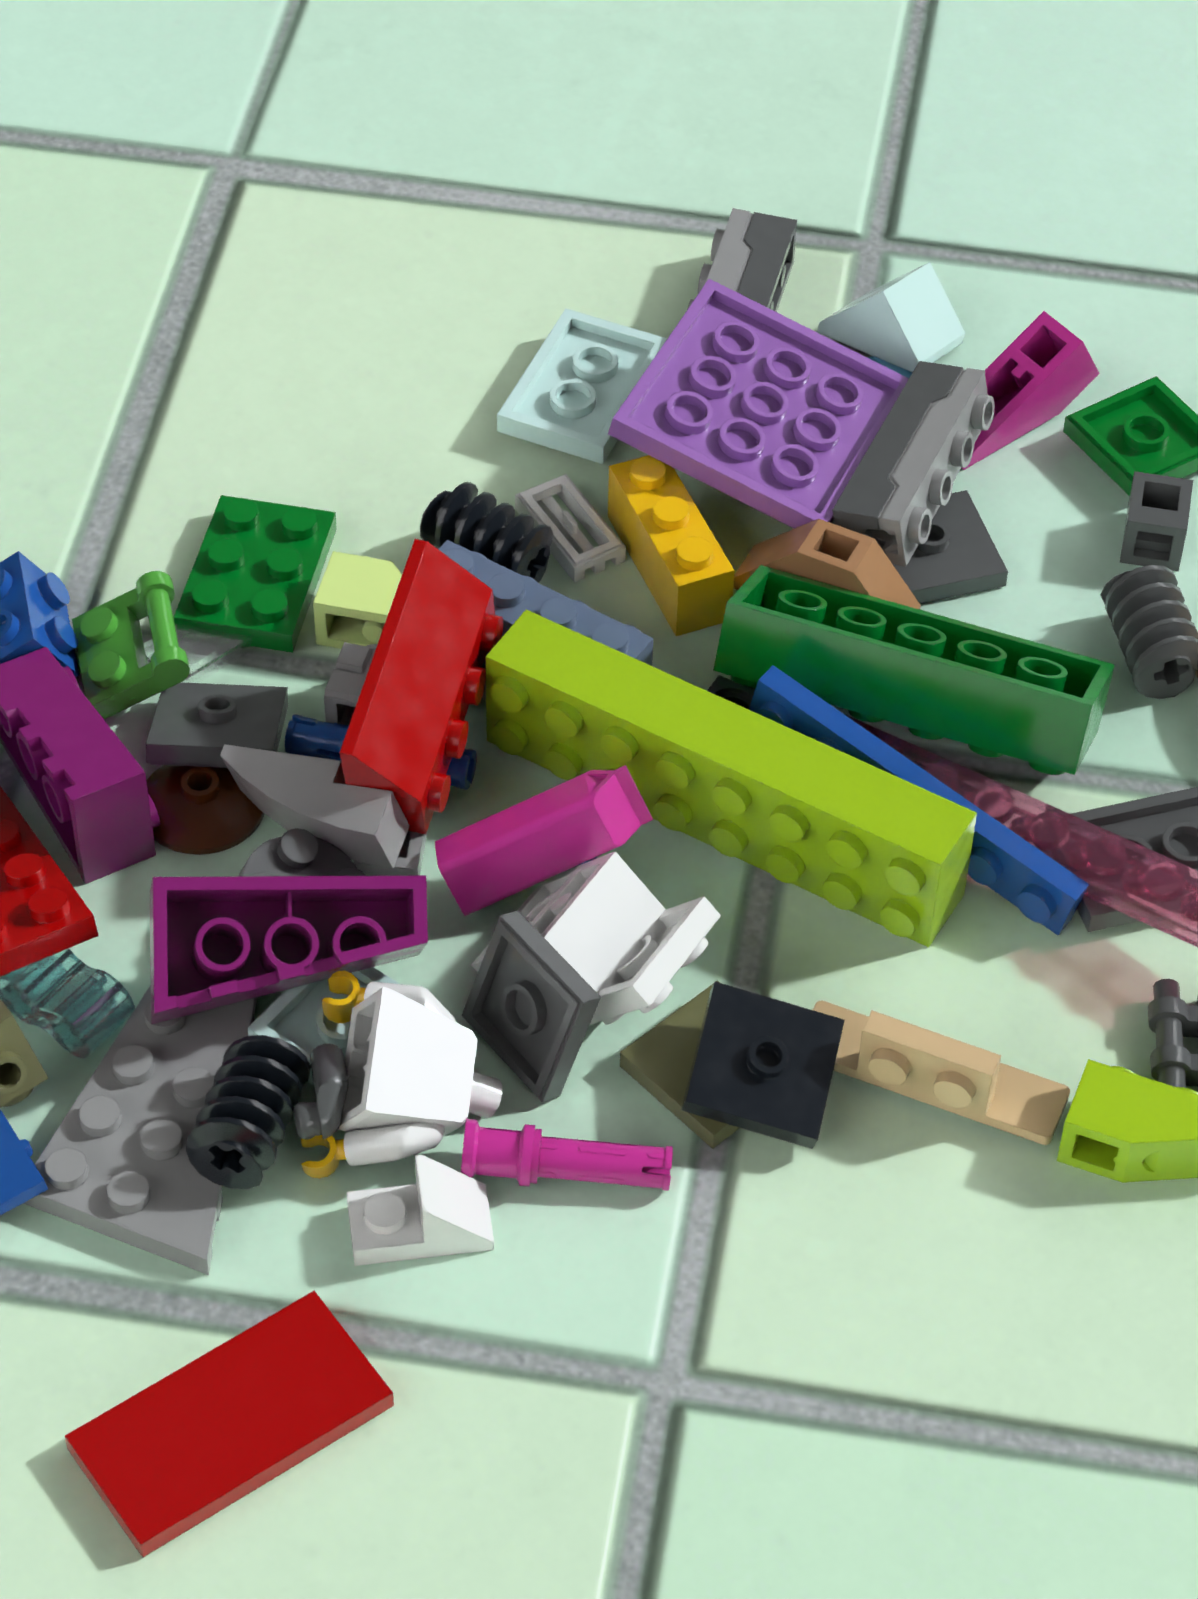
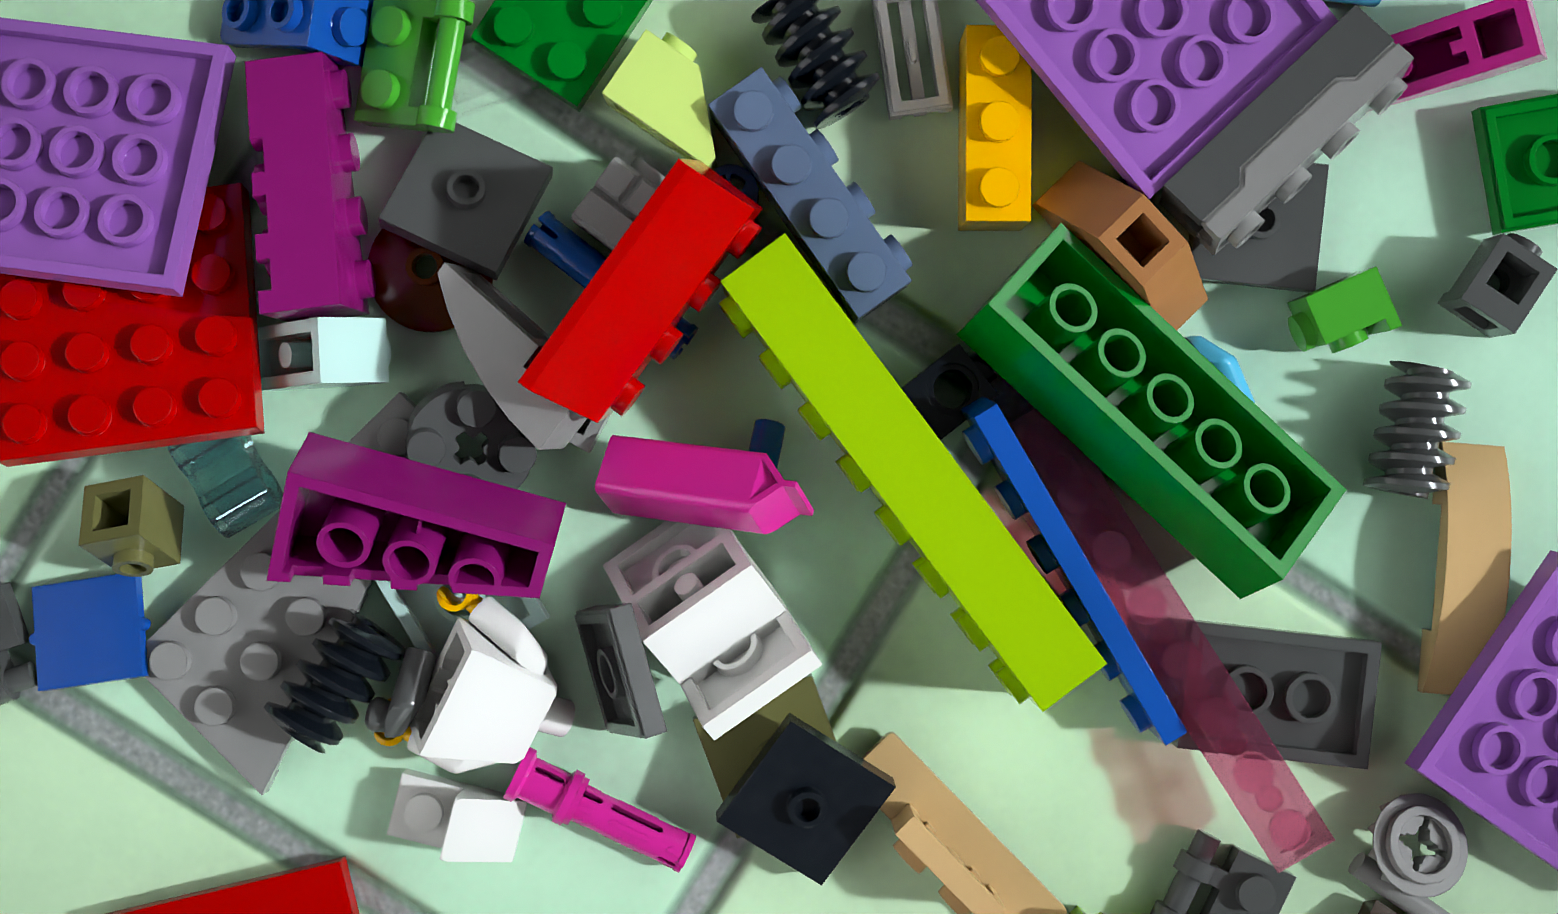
camera: 25 degrees right, 40 degrees up
(120, 863) = (324, 353): none -> light aqua slope
(1040, 573) = (1342, 312): none -> bright green brick

